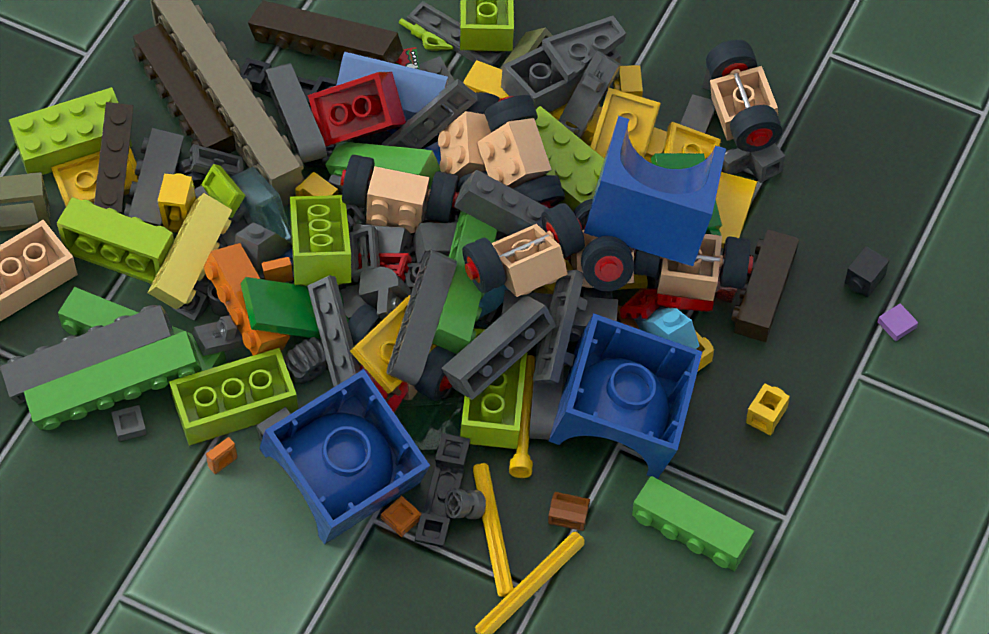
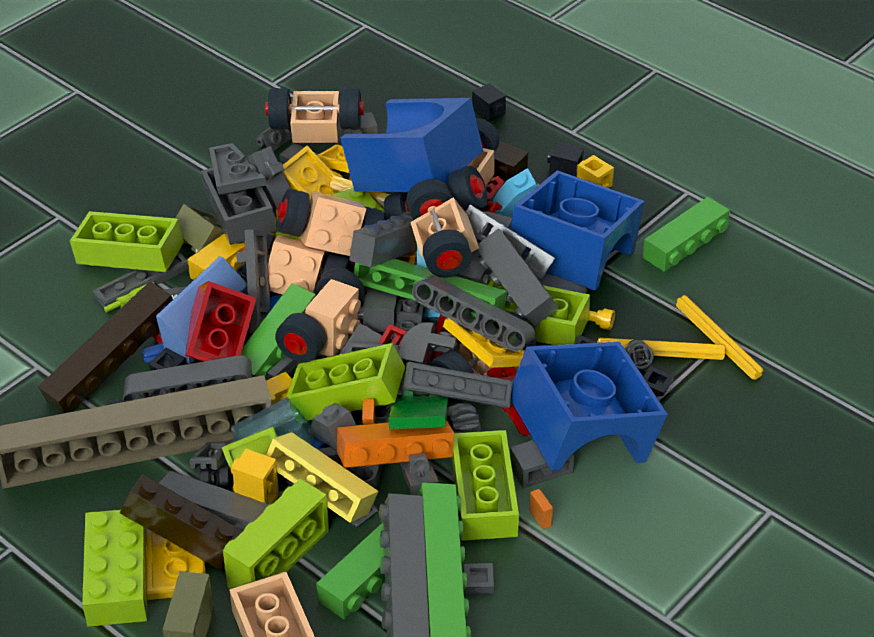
camera: 75 degrees left, 15 degrees down
(182, 90) = (106, 470): dark brown brick -> none
(568, 511) = (656, 300): dark orange piece -> none
(785, 372) = (565, 158): none -> black brick
(897, 322) = (535, 101): medium lavender tile -> none

